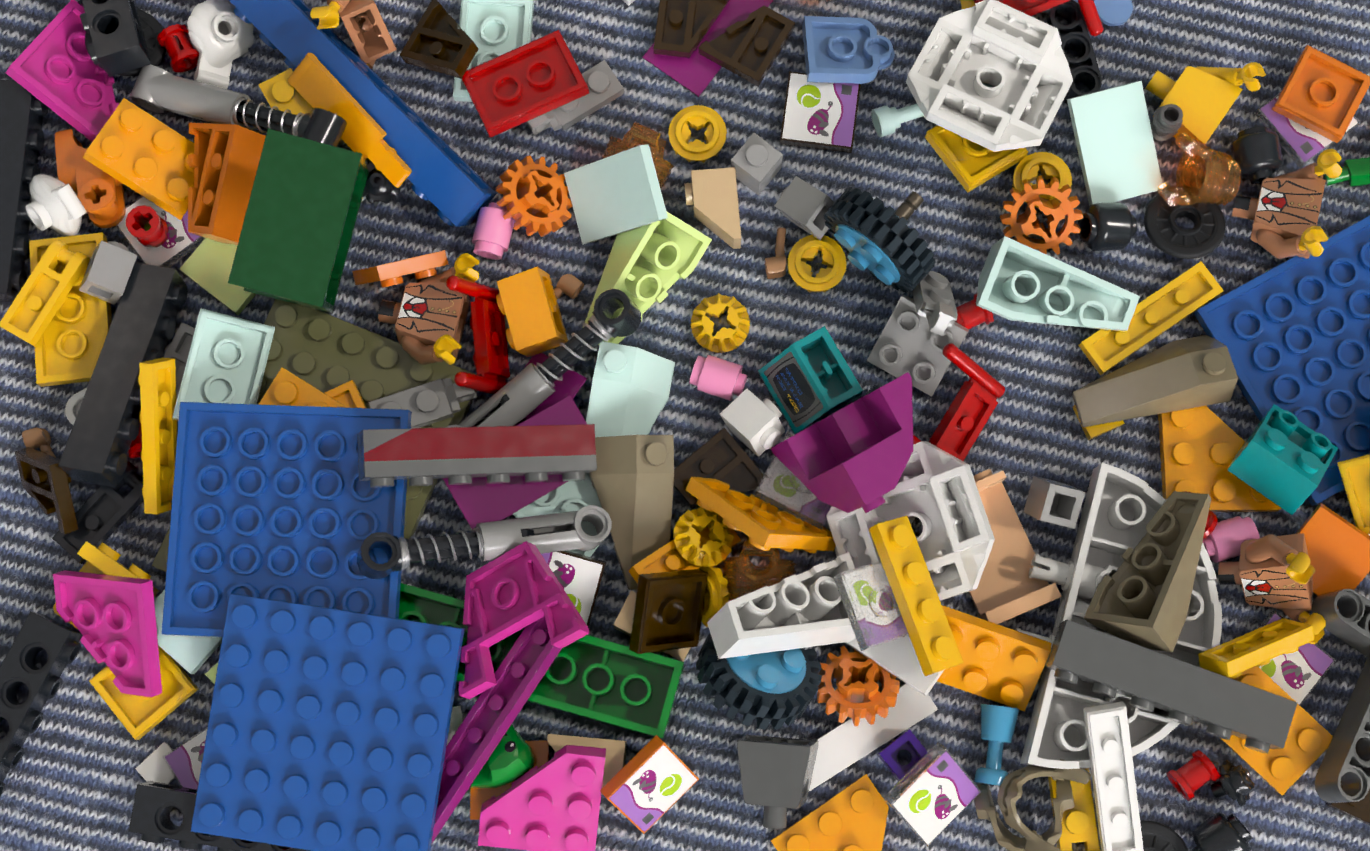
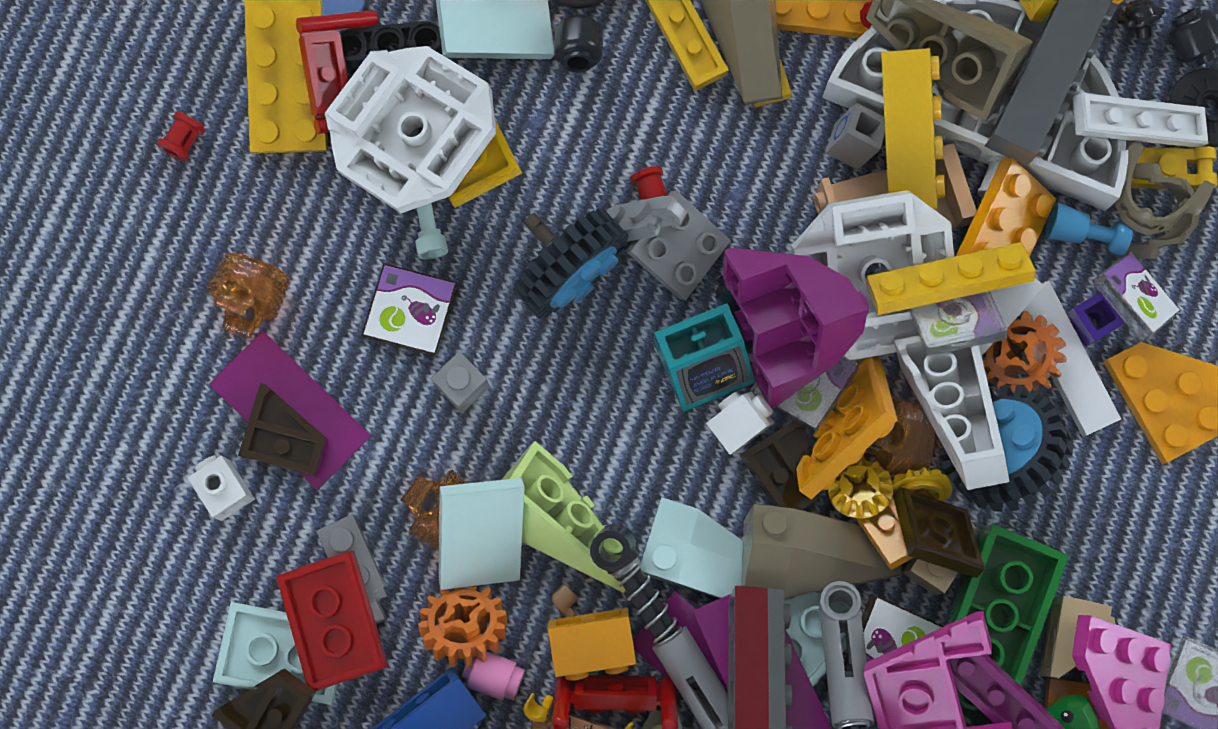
camera: 85 degrees left, 0 degrees up
(649, 784) = (1108, 577): tile -> none
(697, 118) = (396, 439): yellow gear -> none
(716, 202) = (497, 430): tan slope -> none
(718, 377) = (686, 453): bright pink brick -> none
(725, 339) = (630, 462): yellow gear -> none
(750, 45) = (324, 372): dark brown wing -> none
(776, 266) = (571, 376): medium nougat hand -> none
(776, 774) = (1107, 446): dark grey torso -> none
(805, 207) = (517, 336): light grey brick -> none
(806, 250) = (567, 320): yellow gear -> none
(844, 50) = (348, 275): medium blue plate -> none
(969, 408) = (753, 207): red plate -> none
(1042, 289) = (640, 114): light aqua wedge -> none
(1050, 167) = (532, 87): yellow gear -> none
(1053, 209) = (559, 122): orange gear -> none
(1065, 544) = (910, 123): none -> yellow brick
(1193, 775) = (1130, 51): red bush -> none

